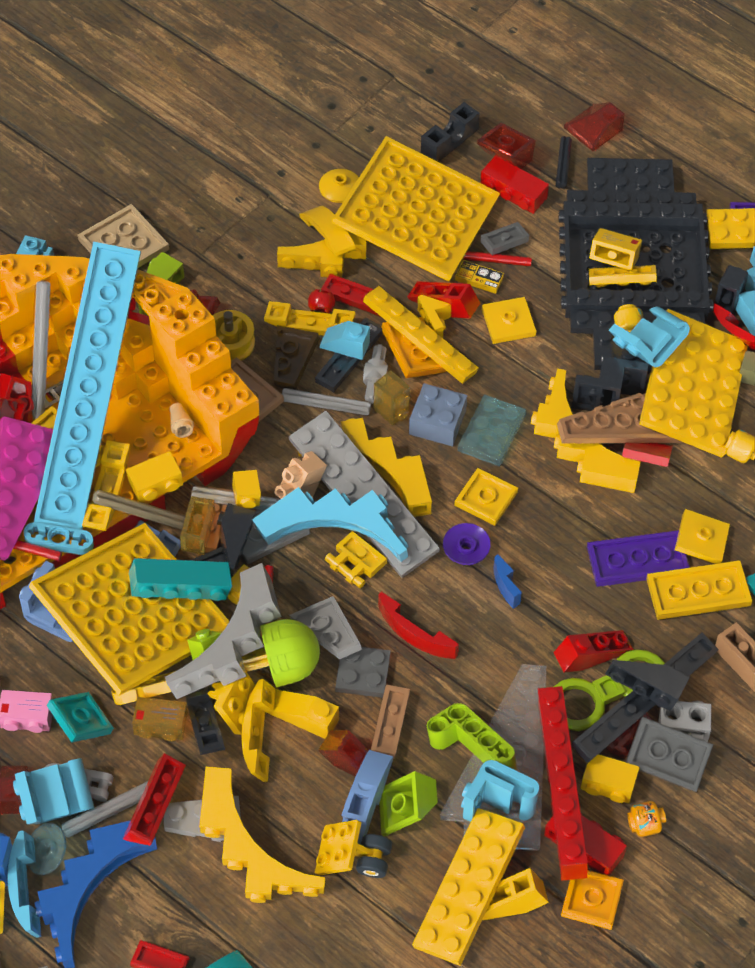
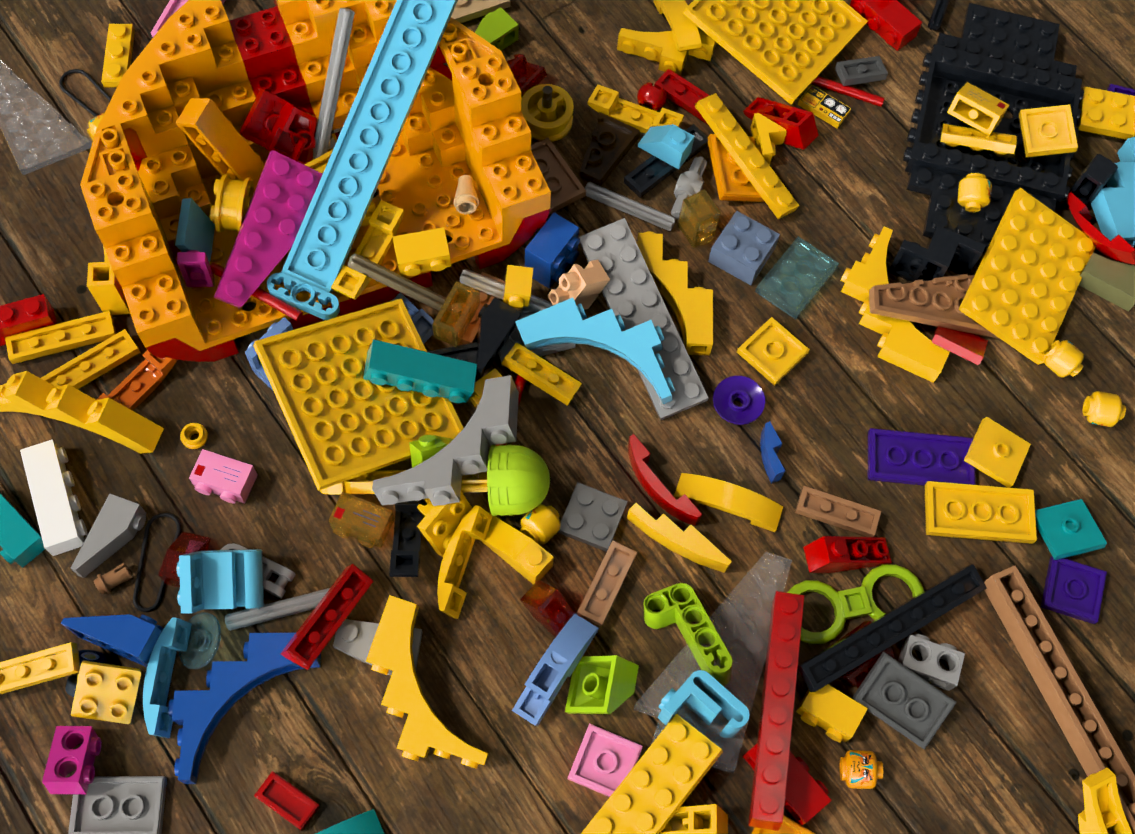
camera: 10 degrees right, 10 degrees up
(80, 717) = (277, 498): teal tile -> none
(268, 452) = (552, 250): none -> blue brick
(286, 560) = (541, 373): none -> yellow plate
(320, 684) = (541, 523): none -> yellow head
(329, 627) = (567, 460): light grey wing -> none
(341, 845) = (513, 722): yellow plate -> none
(360, 554) = (622, 384): yellow plate -> none
(425, 865) = (603, 760): none -> bright pink tile
(450, 673) = (688, 544): none -> yellow slope
(481, 627) = (730, 499): none -> yellow slope
(508, 320) = (844, 160): yellow plate -> none
(576, 617) = (838, 512): none -> medium nougat plate
(653, 340) = (997, 220): medium azure piece -> none
(654, 681) = (911, 617): black slope -> none
(681, 255) = (1048, 130): none -> yellow plate

